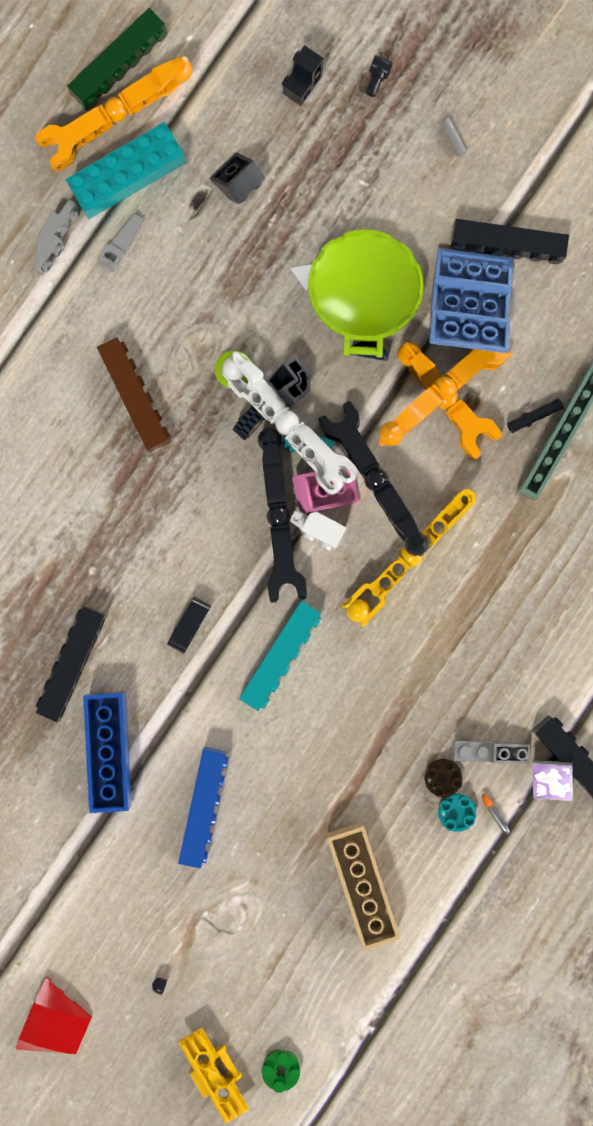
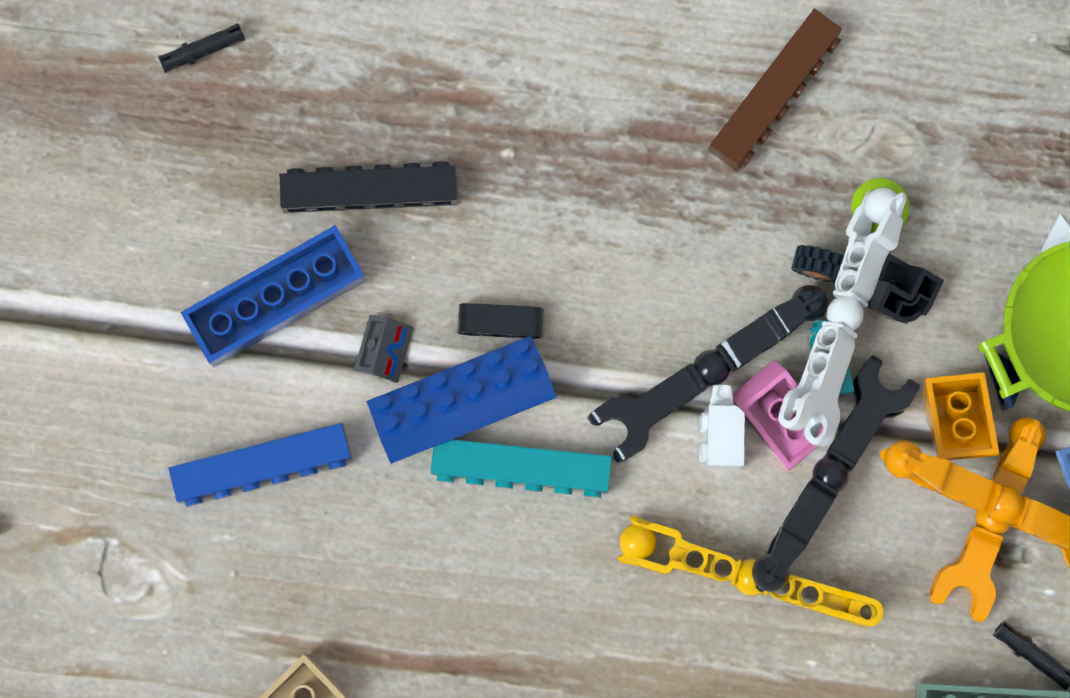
camera: 70 degrees right, 5 degrees down
(170, 701) = (383, 348): none -> dark grey panel
(224, 672) = (461, 399): none -> blue brick
(380, 387) = (960, 416): none -> light orange slope

